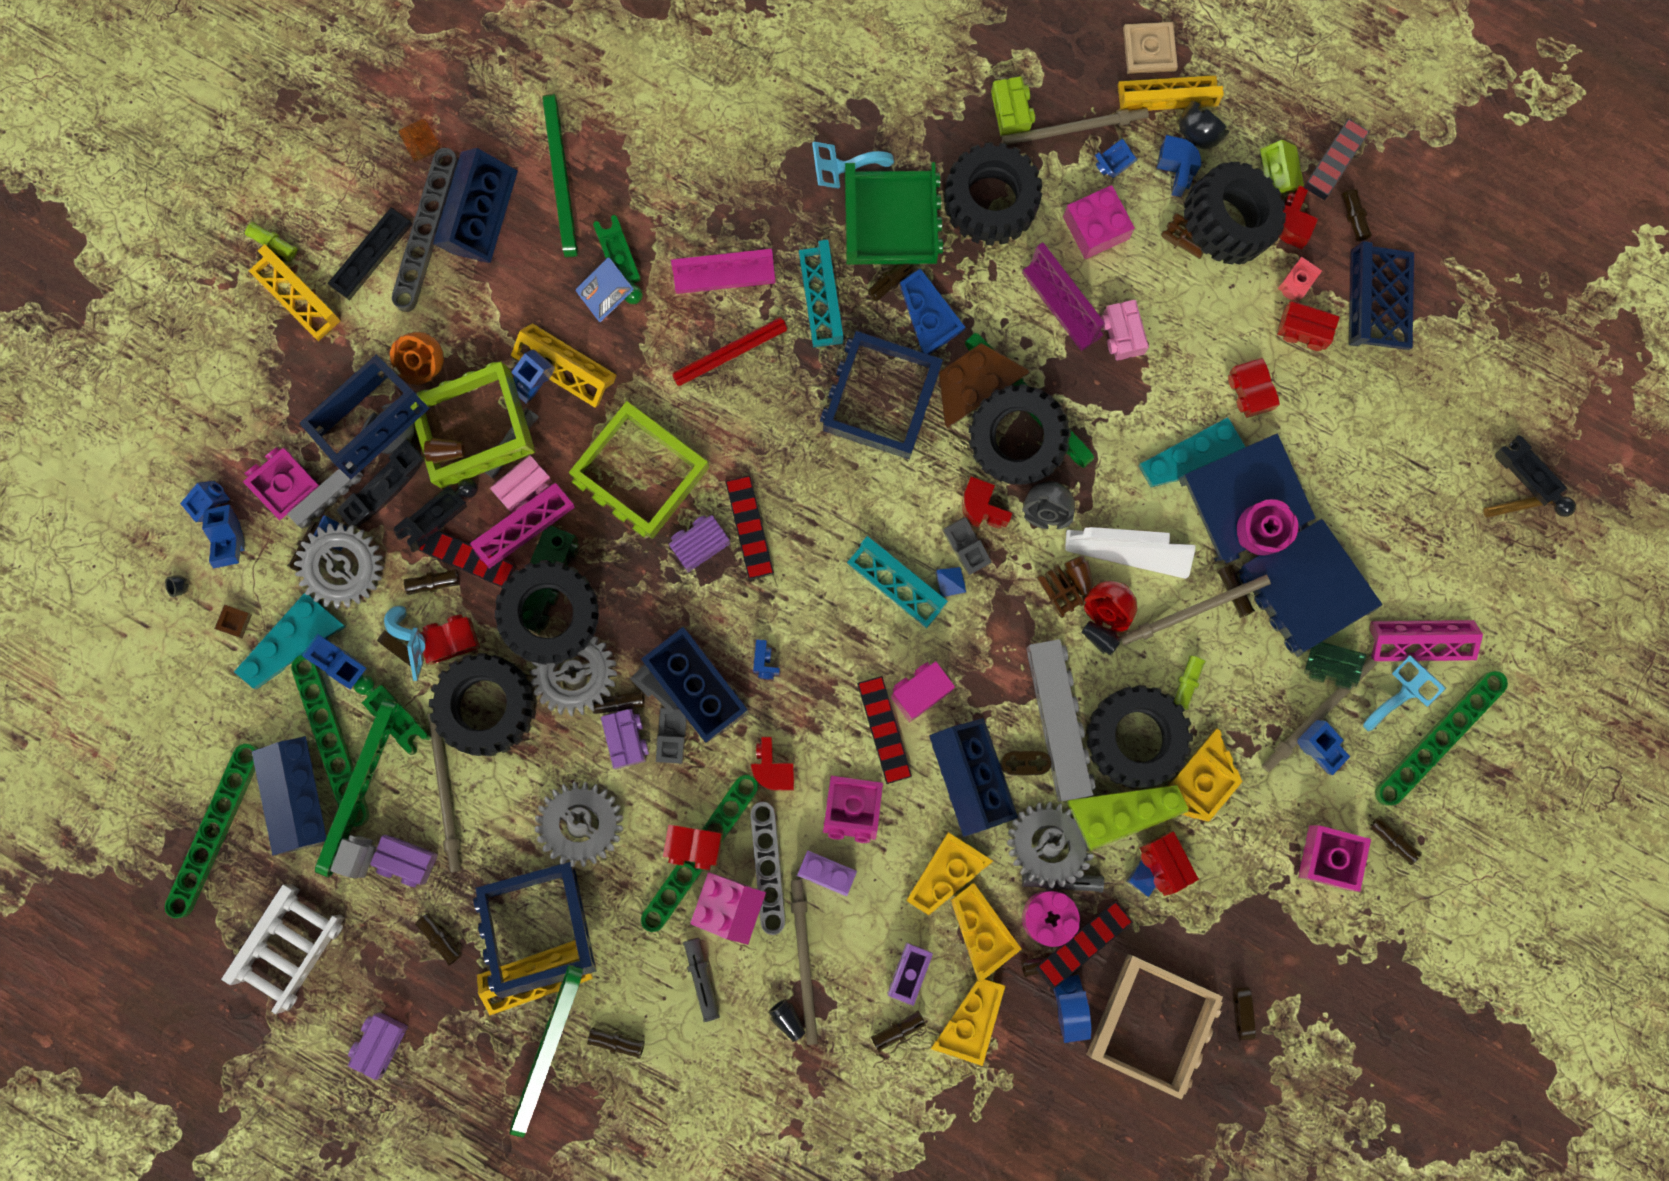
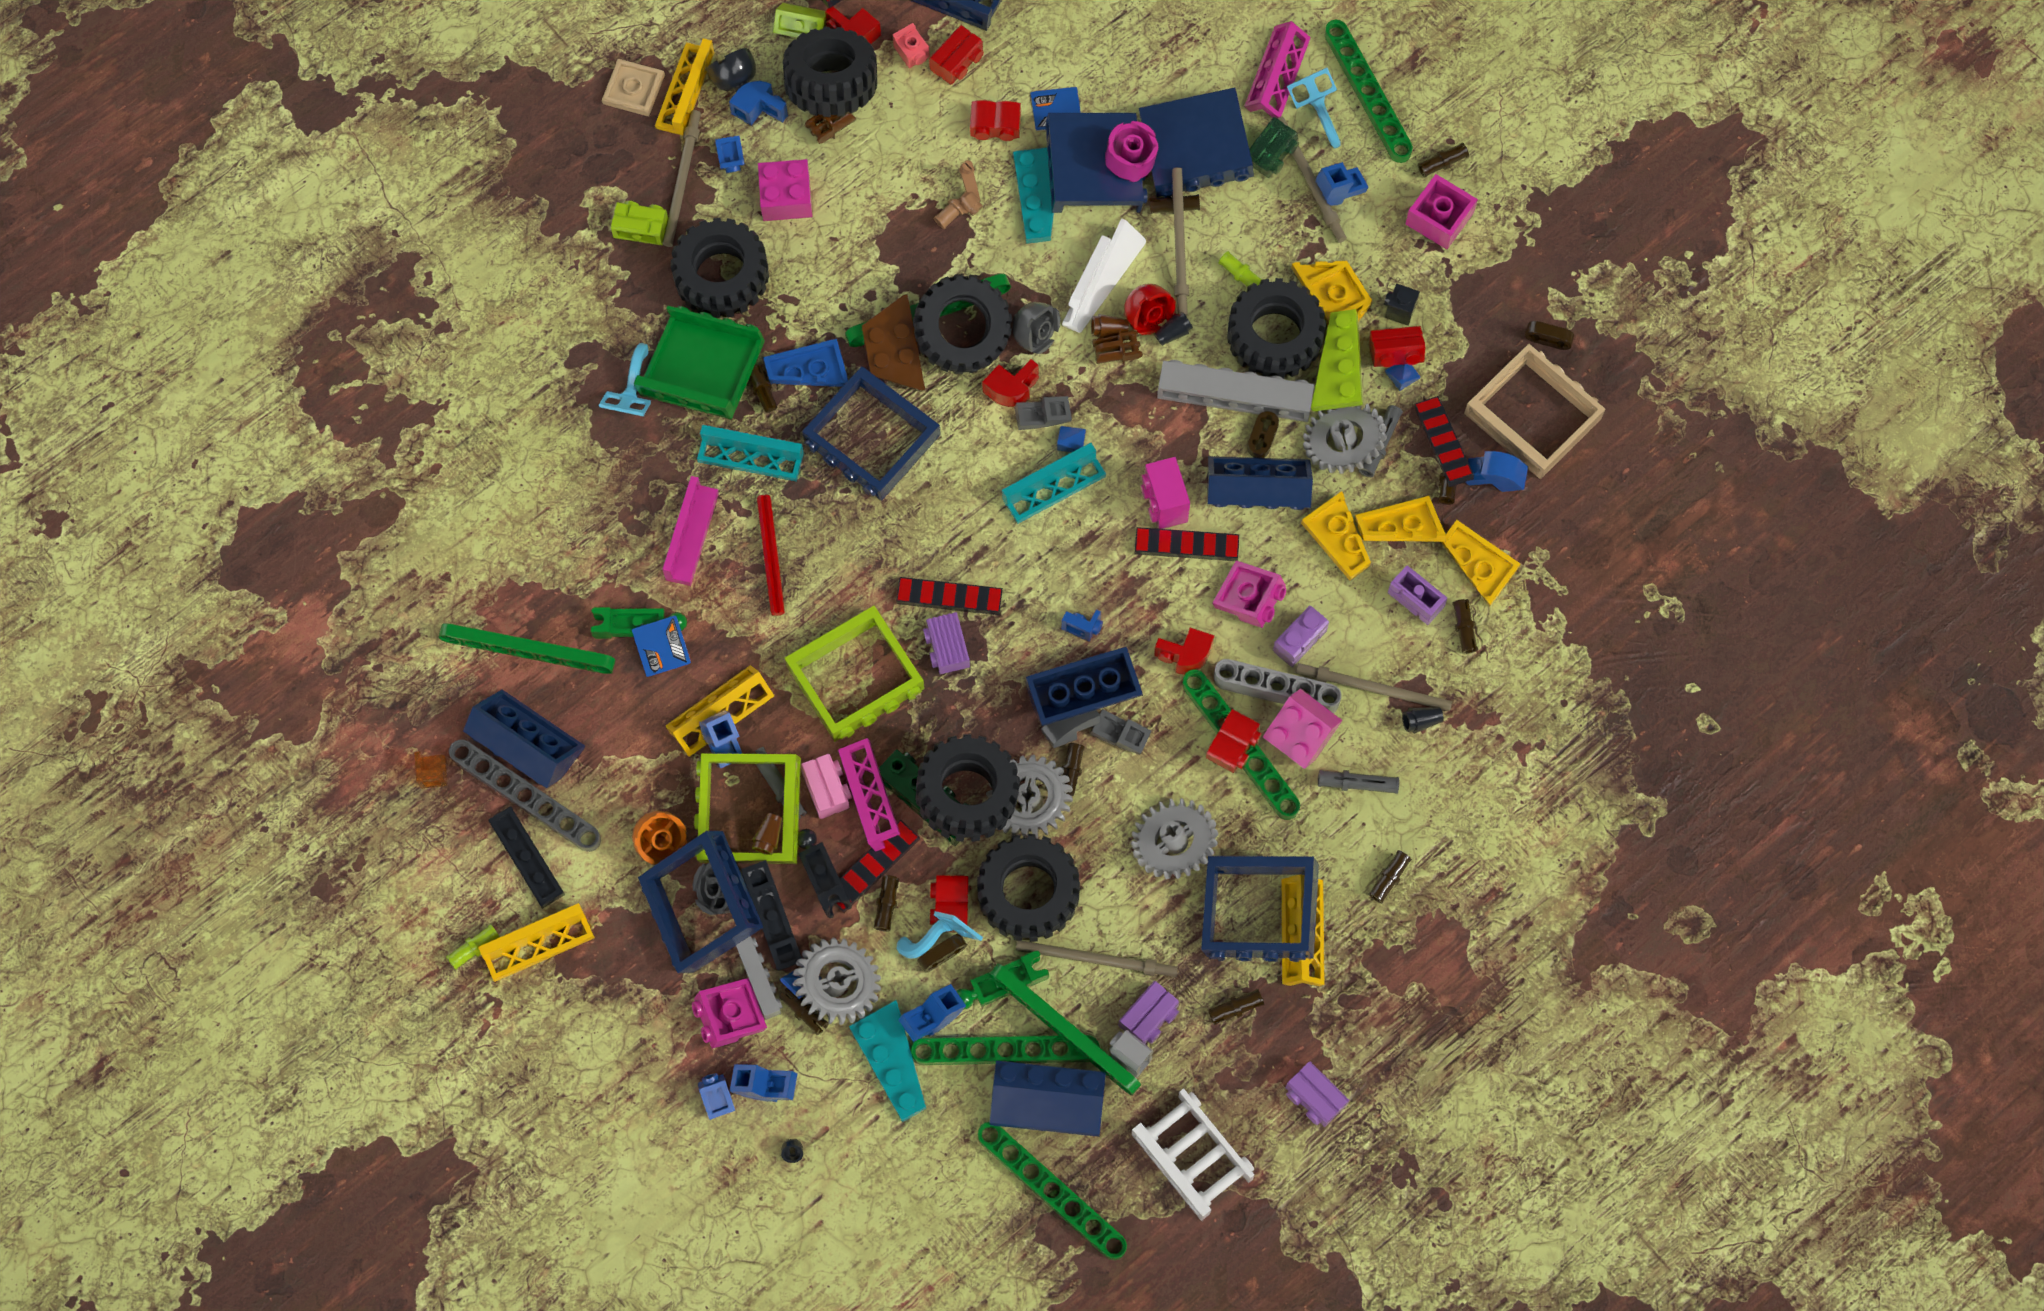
camera: 65 degrees left, 10 degrees down
(233, 621) = (851, 1105): reddish brown plate -> none
(546, 1051) = (1377, 930): beam -> none
(624, 738) = (1109, 773): medium lavender brick -> none
(1063, 298) = (841, 251): magenta fence -> none
(1065, 924) = (1407, 448): dark pink brick -> none
(1125, 330) = (896, 205): bright pink brick -> none
(1154, 394) = (967, 203): none -> medium nougat pin
(1217, 851) = (1401, 304): none -> black brick
(1296, 438) = (1053, 101): none -> blue sticker

